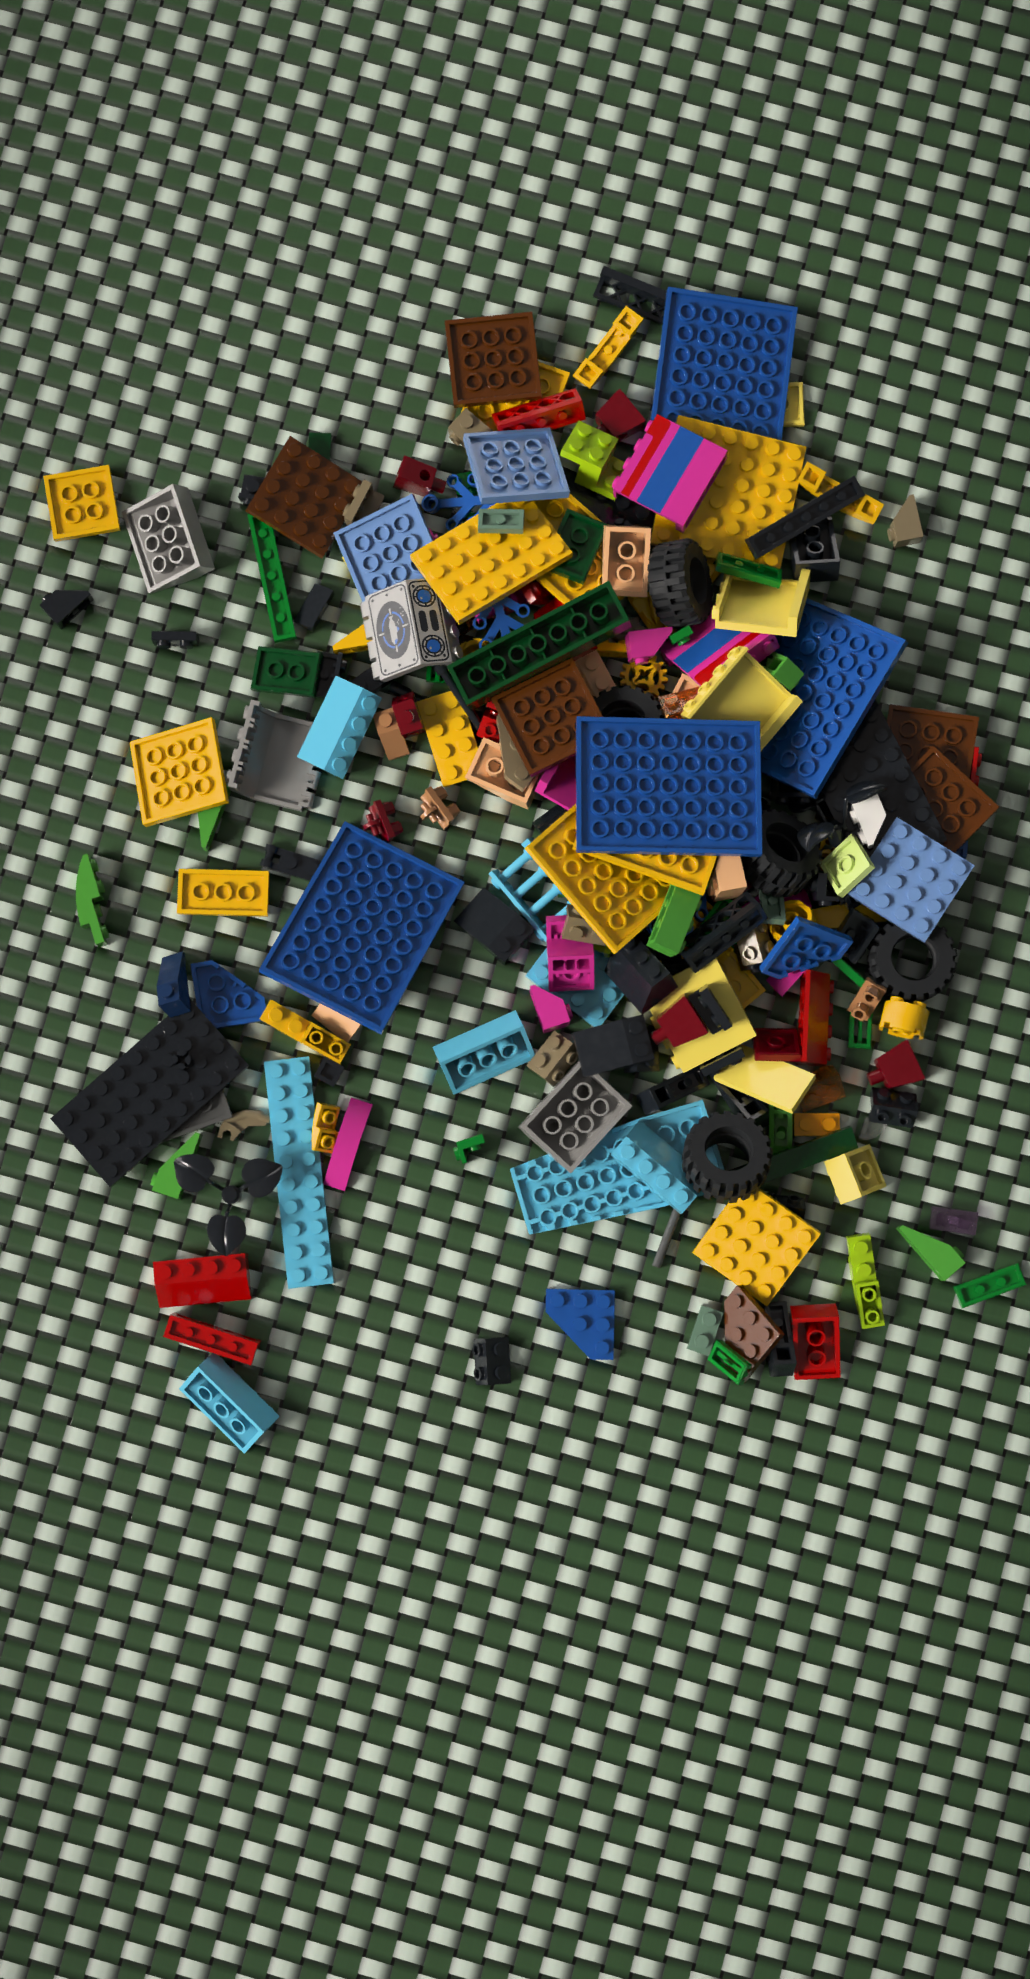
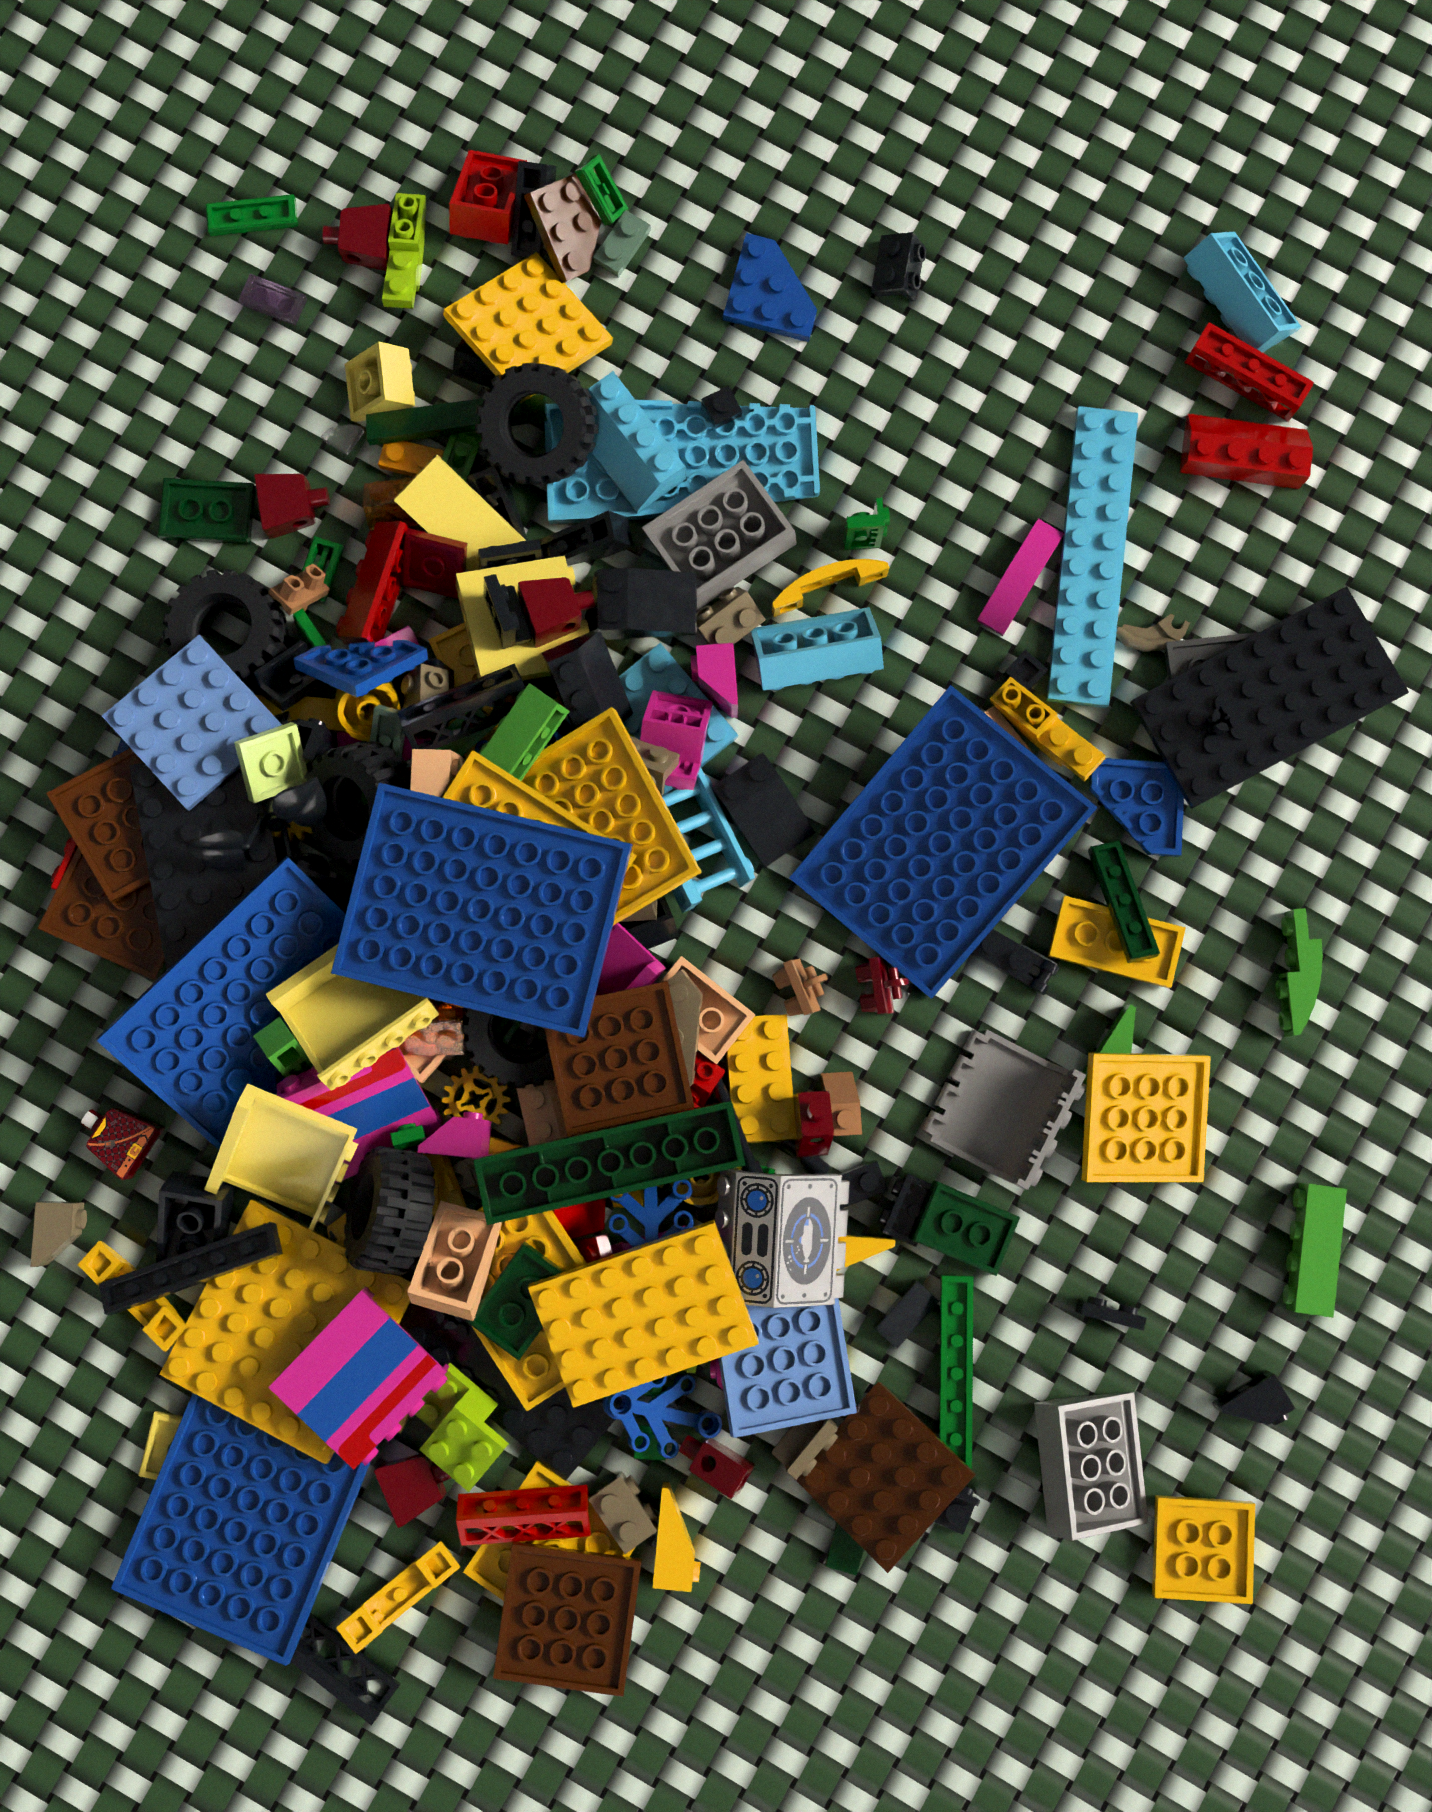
camera: 160 degrees left, 0 degrees up
(44, 714) = (1315, 1249): none -> bright green brick
(165, 1180) = (1257, 587): bright green slope -> none
(173, 985) = (1212, 828): dark blue slope -> none
(224, 920) = (1123, 902): none -> dark green tile
(260, 1177) = (1151, 550): black plant -> none
(323, 1128) = (1049, 598): yellow slope -> none
(339, 727) = (911, 1126): medium azure slope -> none
(433, 419) = (674, 1550): none -> yellow slope
(463, 1117) = (863, 569): none -> yellow slope
(501, 521) = (617, 1358): sand green plate -> none
(516, 465) = (575, 1442): medium blue plate -> none
(597, 1214) = (721, 407): none -> black plate
(666, 1239) = (644, 359): dark grey bar -> none
(748, 570) = (290, 1211): green tile -> none
(870, 818) = (224, 808): white slope -> none
(880, 593) = (121, 1139): none -> torso
(893, 1107) = (306, 454): black bracket -> none
(900, 1286) = (362, 235): none -> dark red torso
(904, 1018) = (258, 555): yellow brick -> none
(936, 1254) = (306, 265): bright green slope -> none
(955, 1049) = (206, 511): none -> dark green tile

